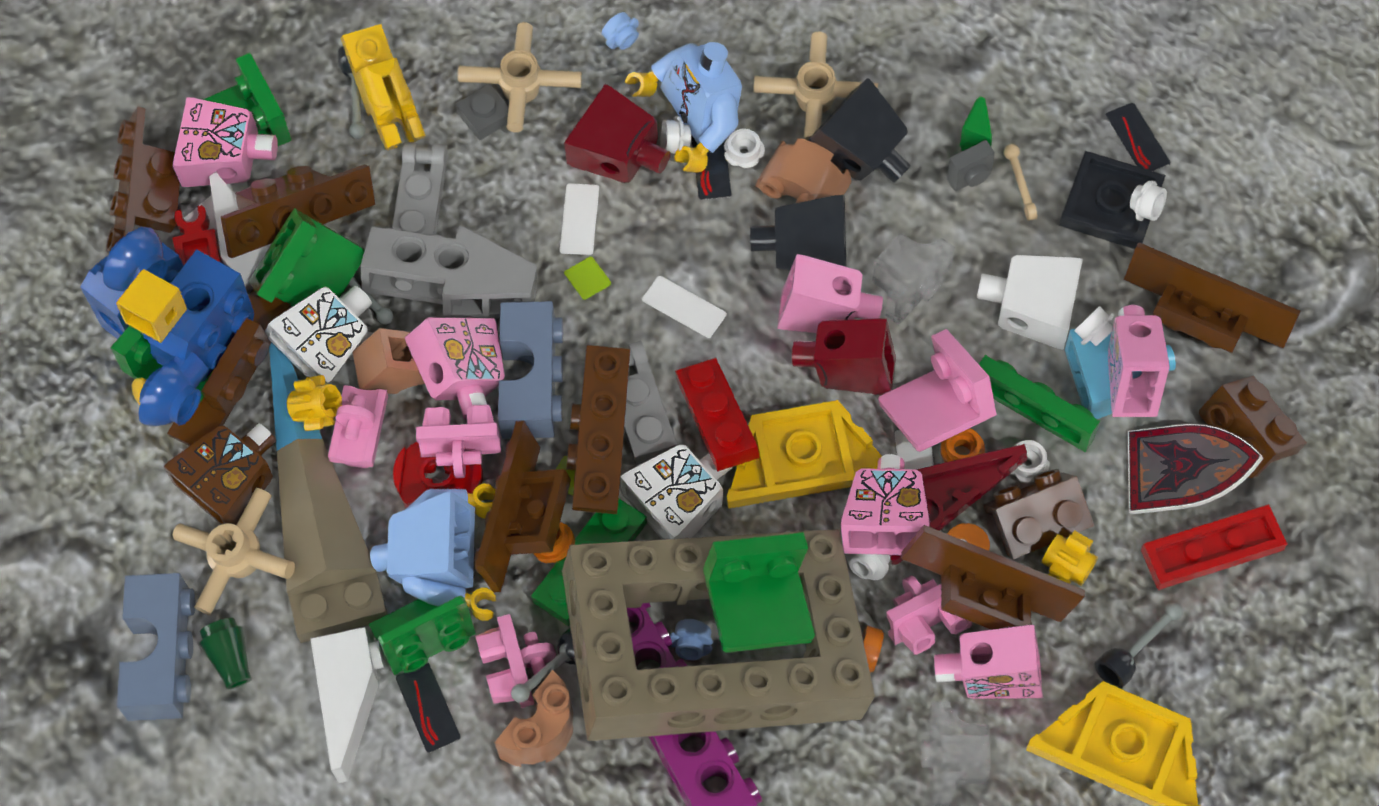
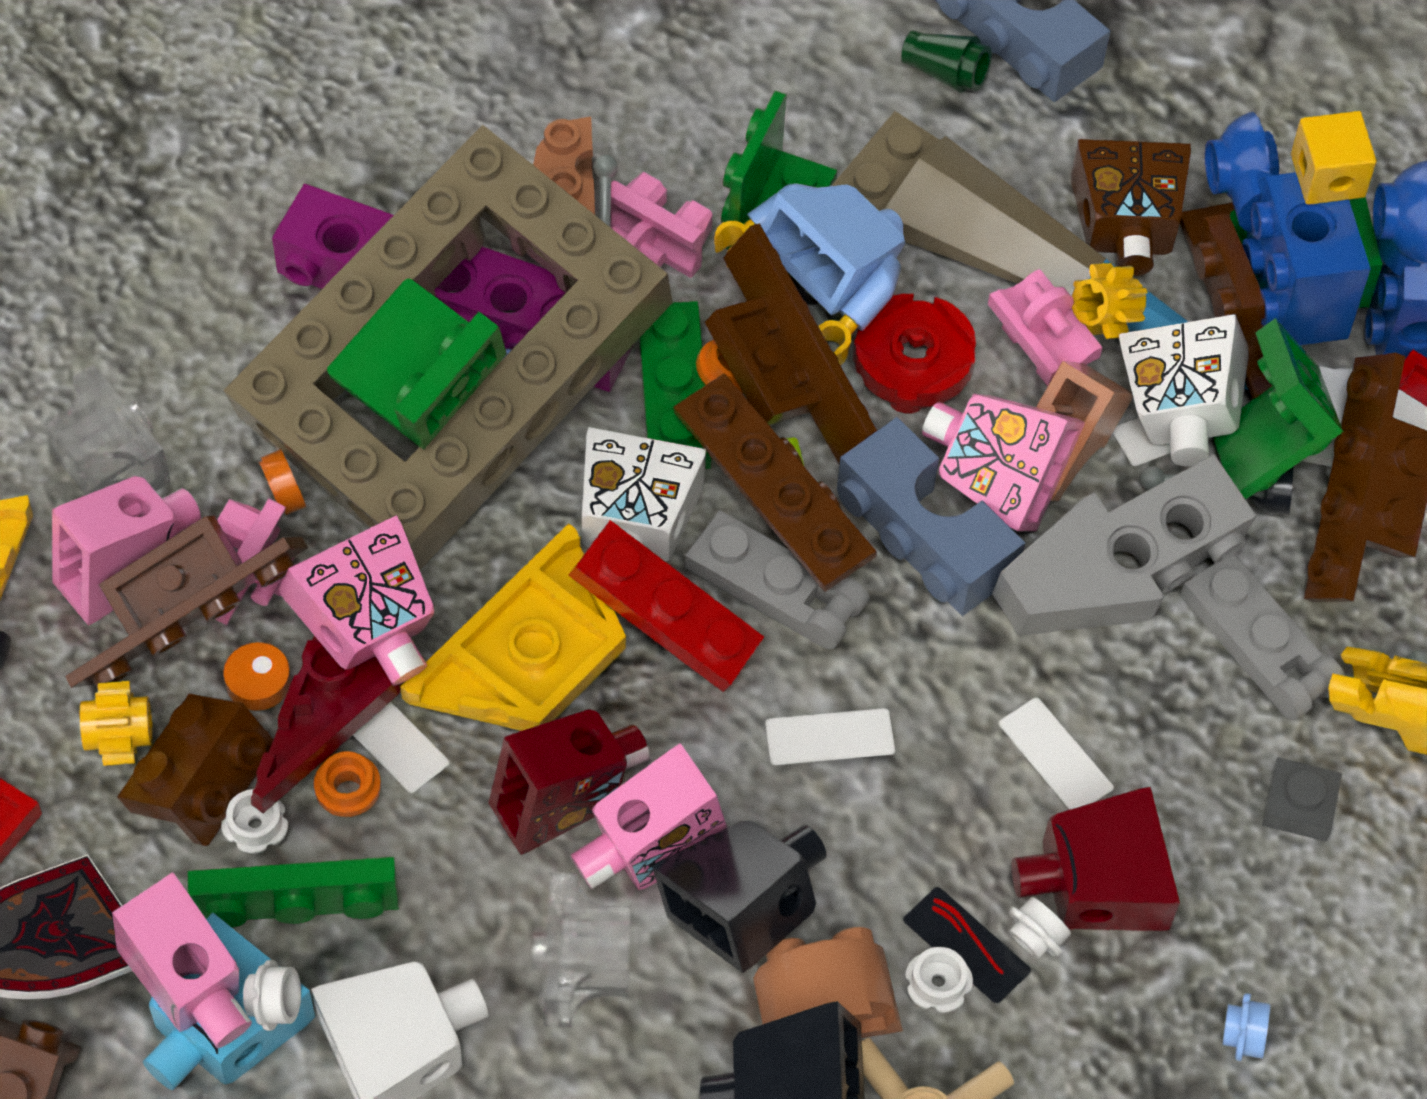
camera: 135 degrees right, 5 degrees down
(233, 551) = (1039, 136): tan bar -> none
(347, 690) = (822, 107): white slope -> none
(428, 708) = (693, 149): black sticker -> none
(460, 443) = (911, 358): bright pink hips -> none
(516, 88) = (1290, 880): tan bar -> none
(587, 278) = (975, 690): lime sticker -> none
(701, 92) = (1056, 988): light blue torso -> none
(943, 400) = (414, 799): bright pink bracket -> none

